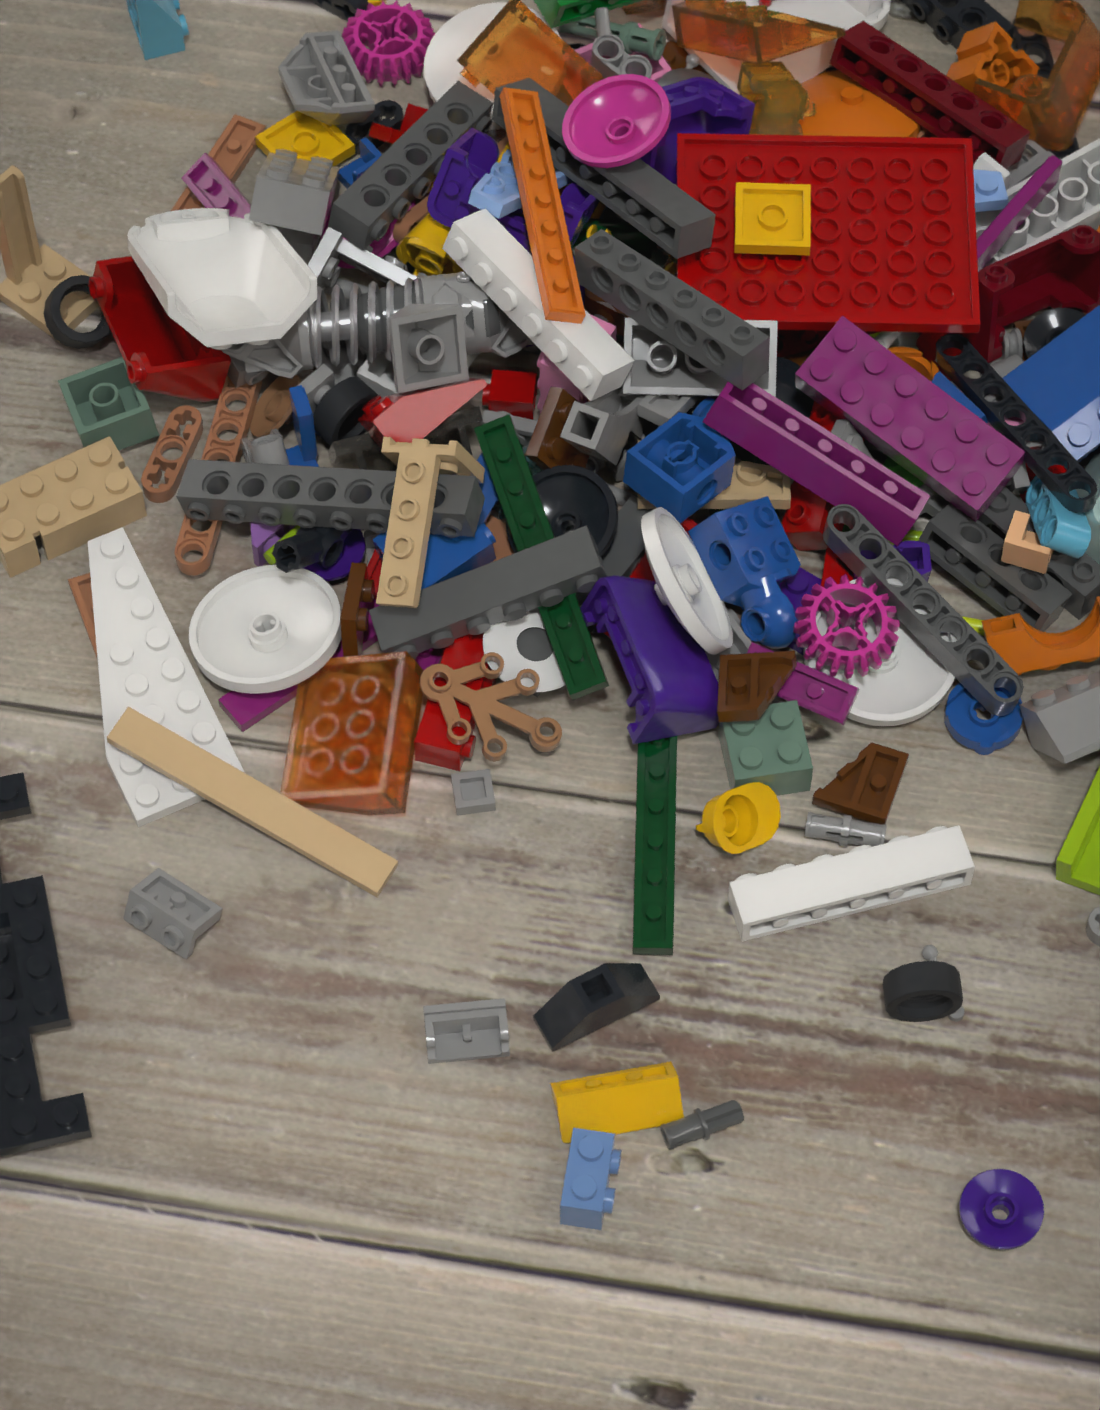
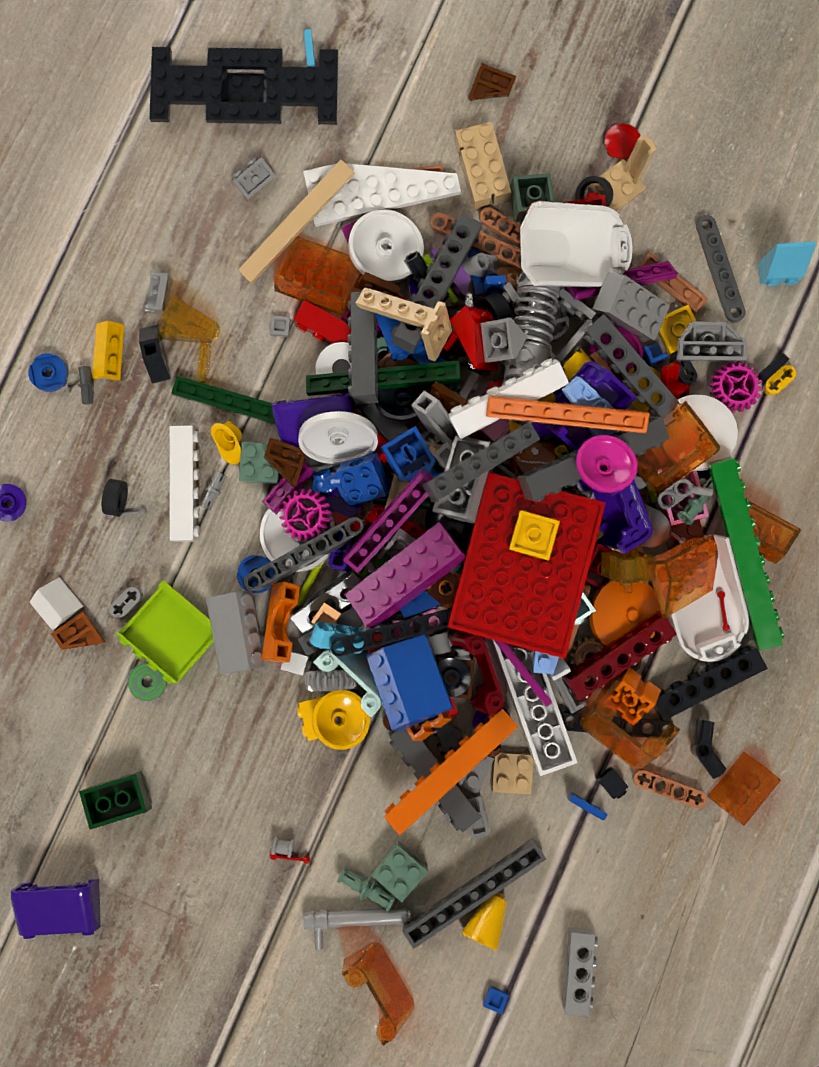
camera: 105 degrees right, 25 degrees up
(172, 108) = (720, 269): none -> dark grey plate
(486, 703) = (313, 336): medium nougat plant -> none
(517, 951) = (187, 324): none -> clear yellow slope
(588, 1177) = (71, 327): medium blue brick -> none
(592, 904) = (204, 363): none -> clear yellow tile
(695, 1228) = (40, 366): none -> blue plate
(865, 785) = (233, 506): reddish brown wing -> none

